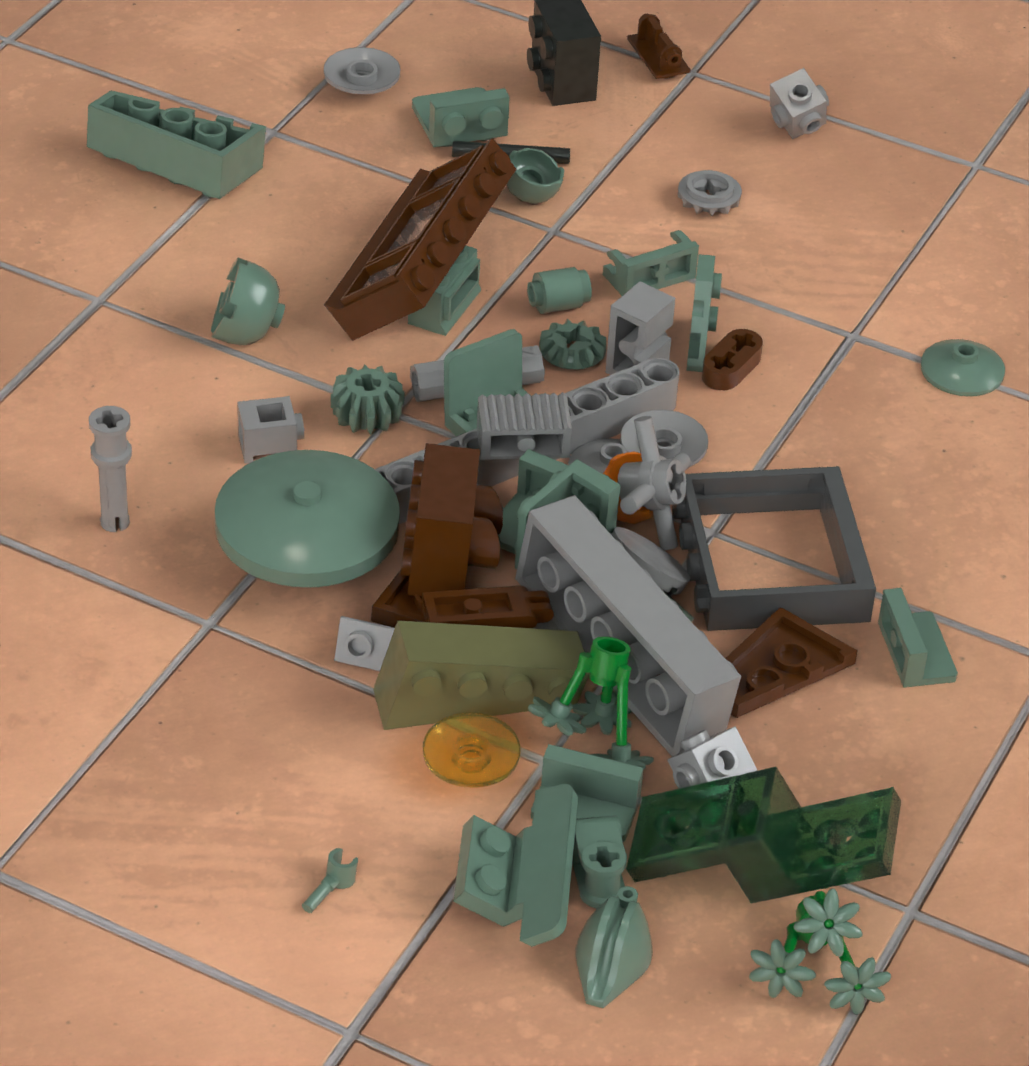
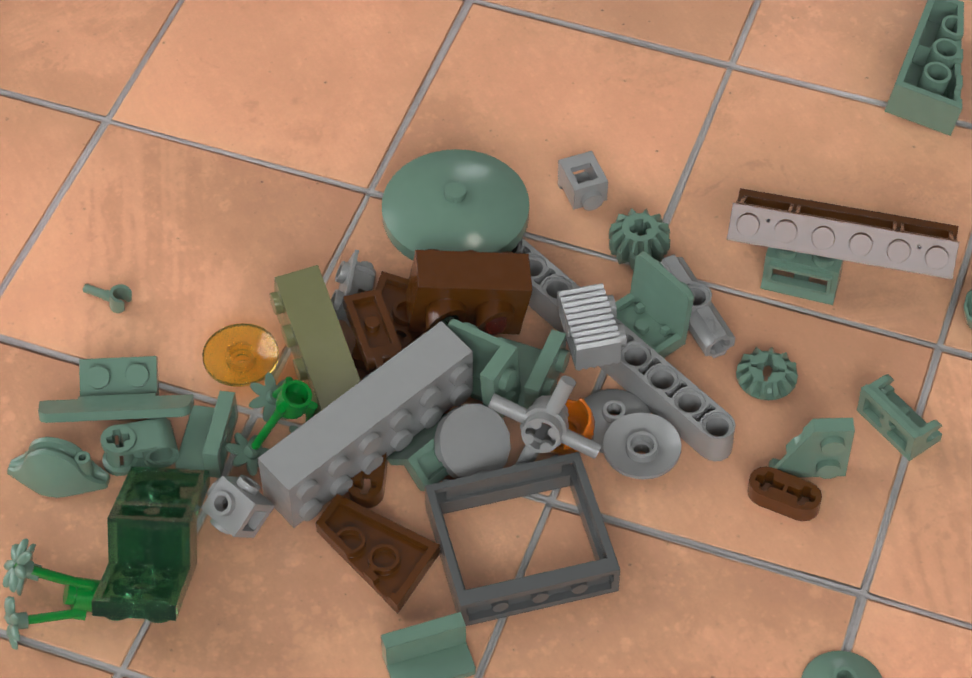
camera: 85 degrees right, 10 degrees up
(111, 454) = (469, 72): light grey pin -> none
(247, 305) = (727, 140): sand green cylinder -> none
(559, 289) = (832, 351): sand green brick -> none
(639, 327) = (764, 405): light grey brick -> none

